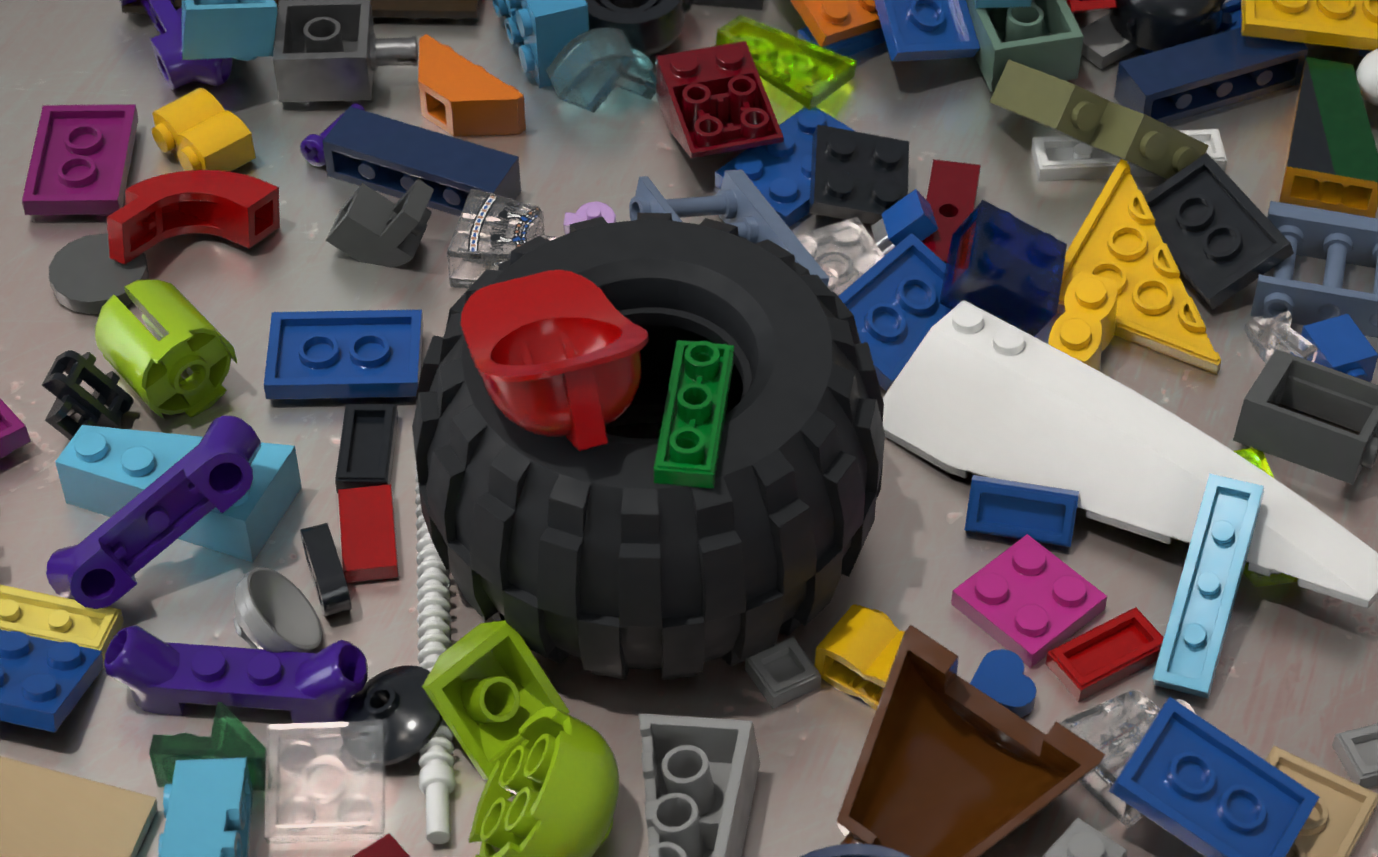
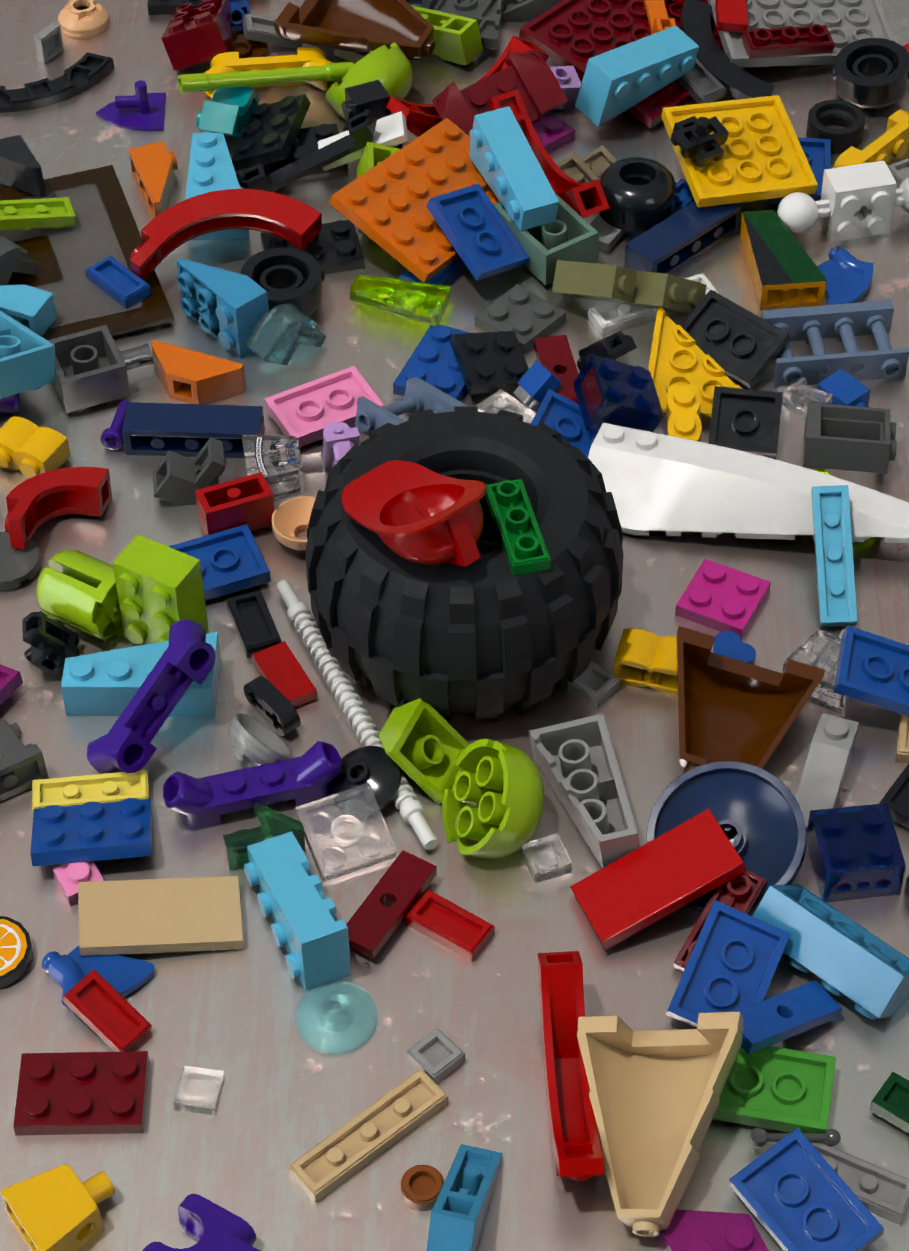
camera: 20 degrees left, 0 degrees up
(238, 366) = (157, 590): none -> lime brick
(414, 278) = (235, 504): none -> red brick
(604, 173) = (313, 405): none -> bright pink plate
(715, 100) = (373, 336): dark red slope -> none
(937, 125) = (522, 313): none -> dark grey plate
(1021, 509) = (695, 544): blue tile -> none
(1030, 199) = (608, 347): none -> black piece
(1105, 654) = (784, 617): red tile -> none
(1176, 354) = (746, 420): none -> black plate

